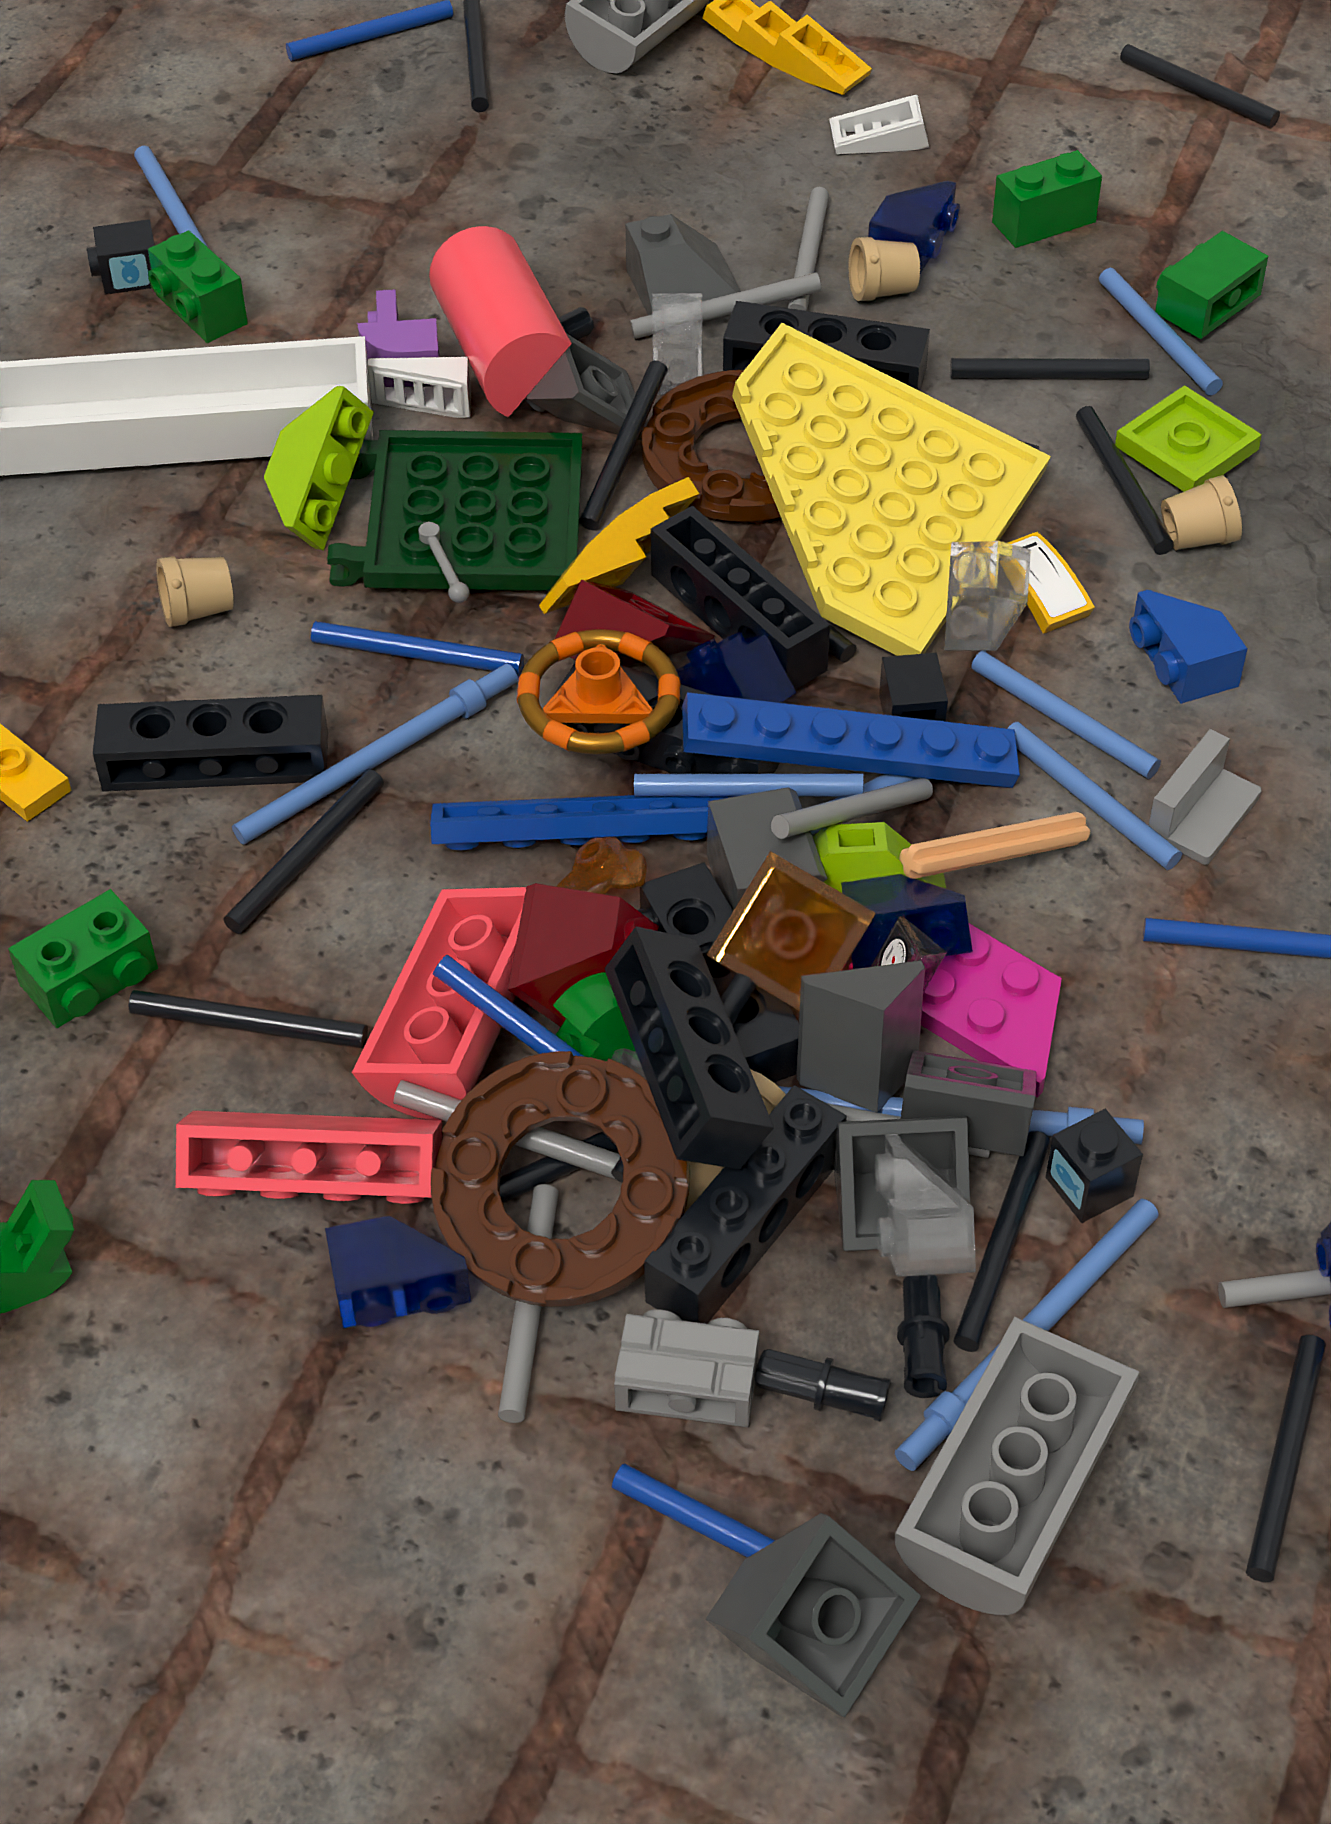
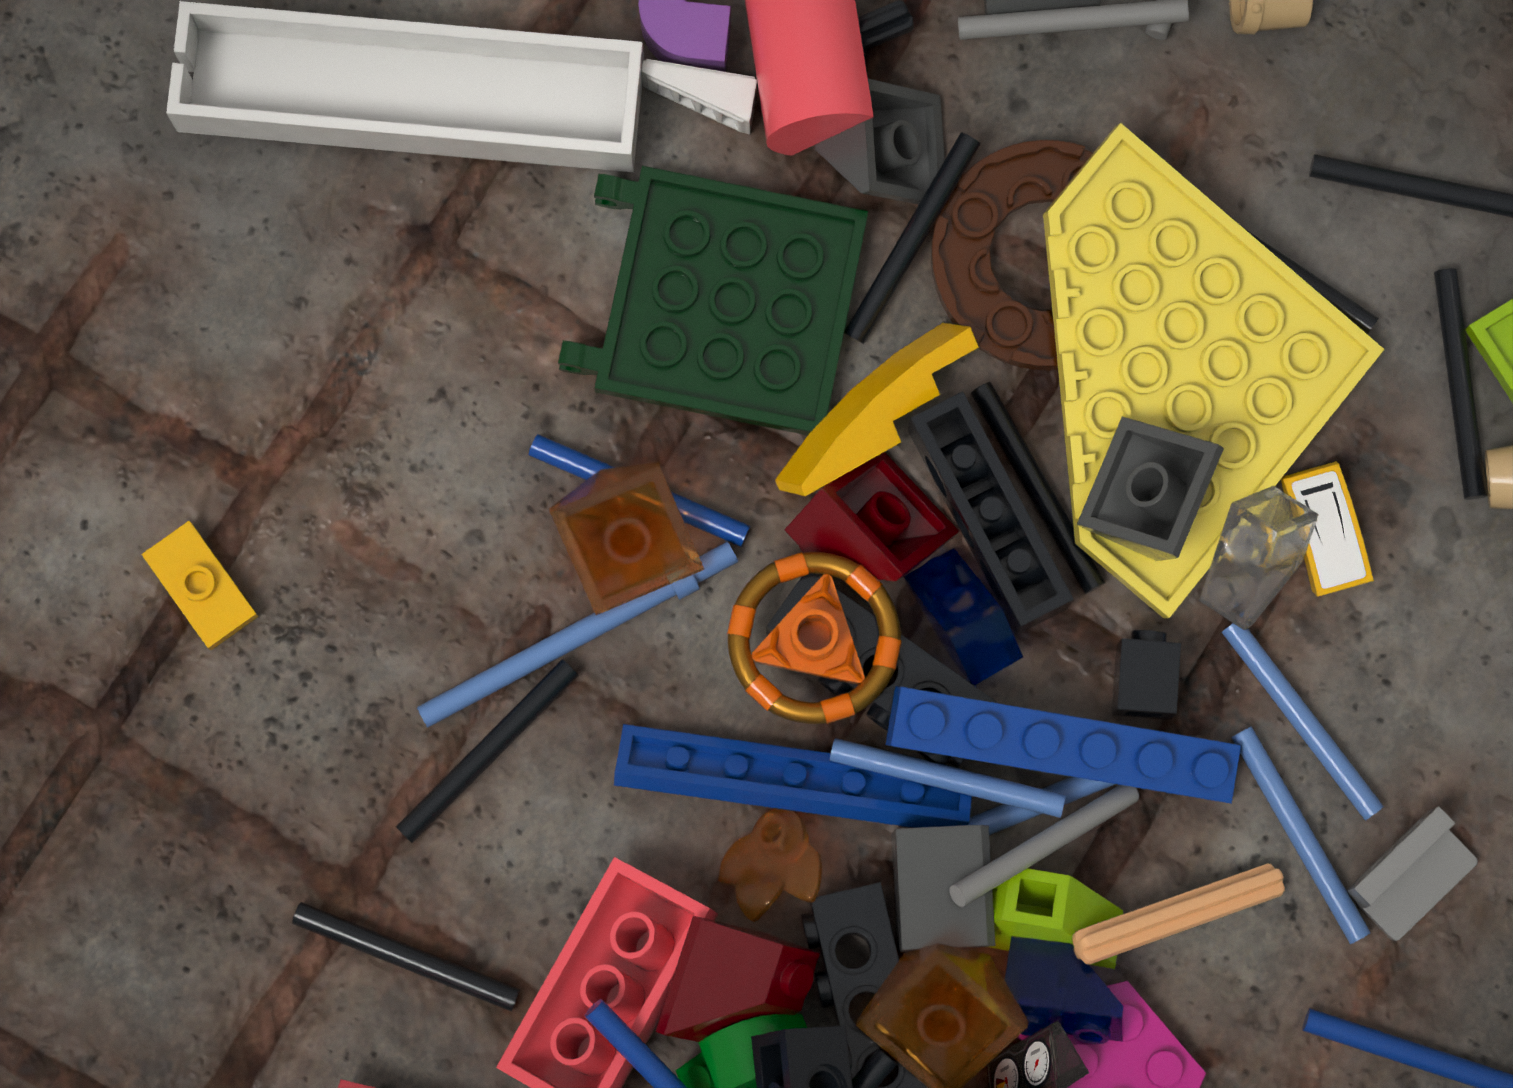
camera: 10 degrees right, 30 degrees up
(83, 958) = (254, 864): green brick -> none
(193, 588) = (410, 371): tan piece -> none
(210, 742) = (314, 601): black brick -> none
(316, 462) = (560, 225): lime slope -> none
(408, 655) = (625, 535): none -> clear orange slope
(430, 534) = (674, 347): light grey hinge -> none
(678, 337) = (1004, 78): clear slope -> none
(876, 545) = (1150, 488): none -> dark grey slope
(887, 347) = (1241, 177): black brick -> none
(1188, 644) = (1457, 662): blue slope -> none

